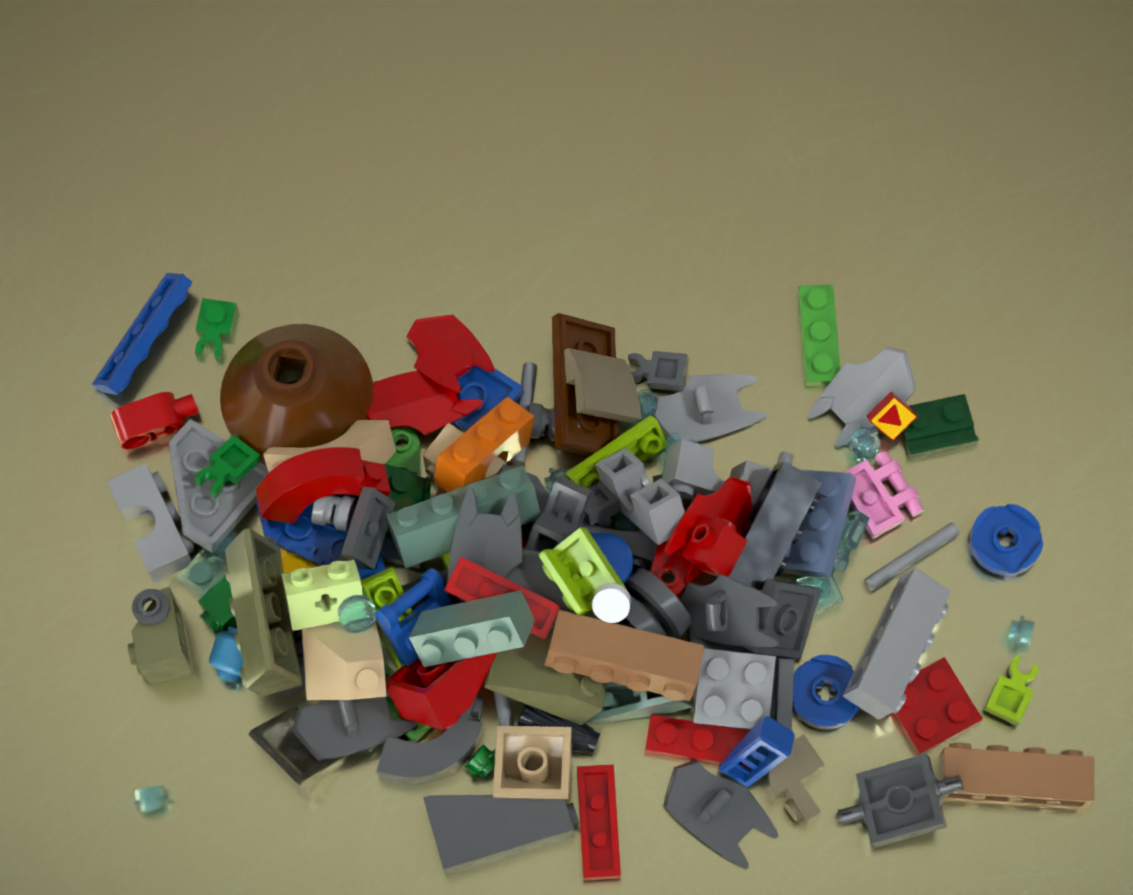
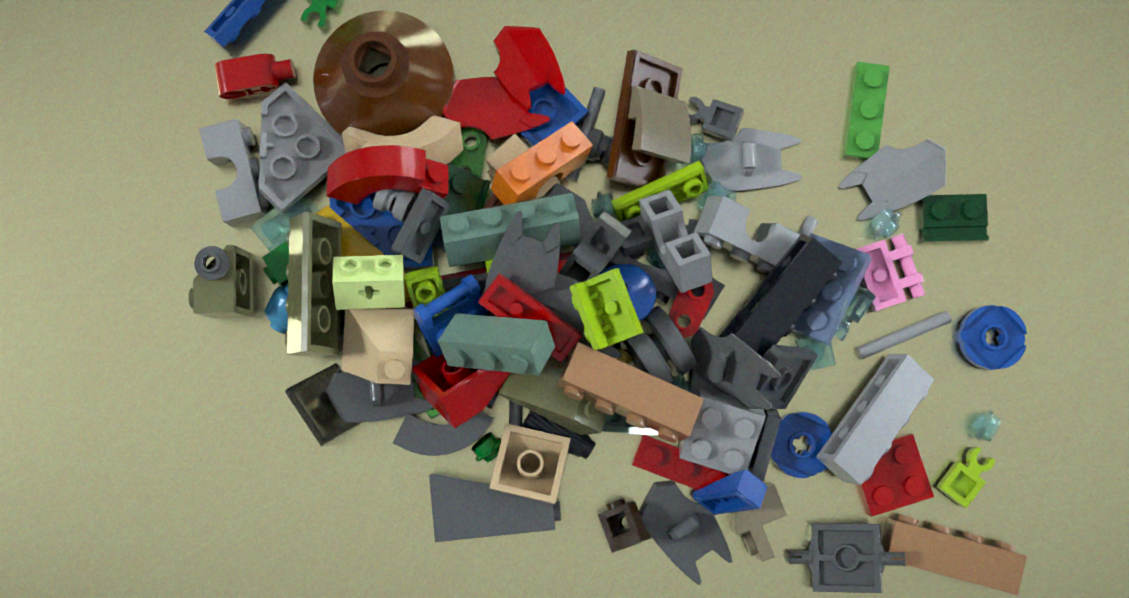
camera: 10 degrees right, 15 degrees up
(150, 798) = (194, 422): clear light blue plate -> none
(227, 463) = (311, 133): green plate -> none
(357, 613) = (396, 306): clear light blue tile -> none
(598, 822) = (578, 521): red plate -> none
(611, 603) = (627, 346): white tile -> none
(636, 808) = (616, 534): none -> dark brown brick
(714, 546) = (732, 305): red brick -> none
(729, 502) = (733, 280): red shield -> none
(891, 416) = (917, 204): tile -> none

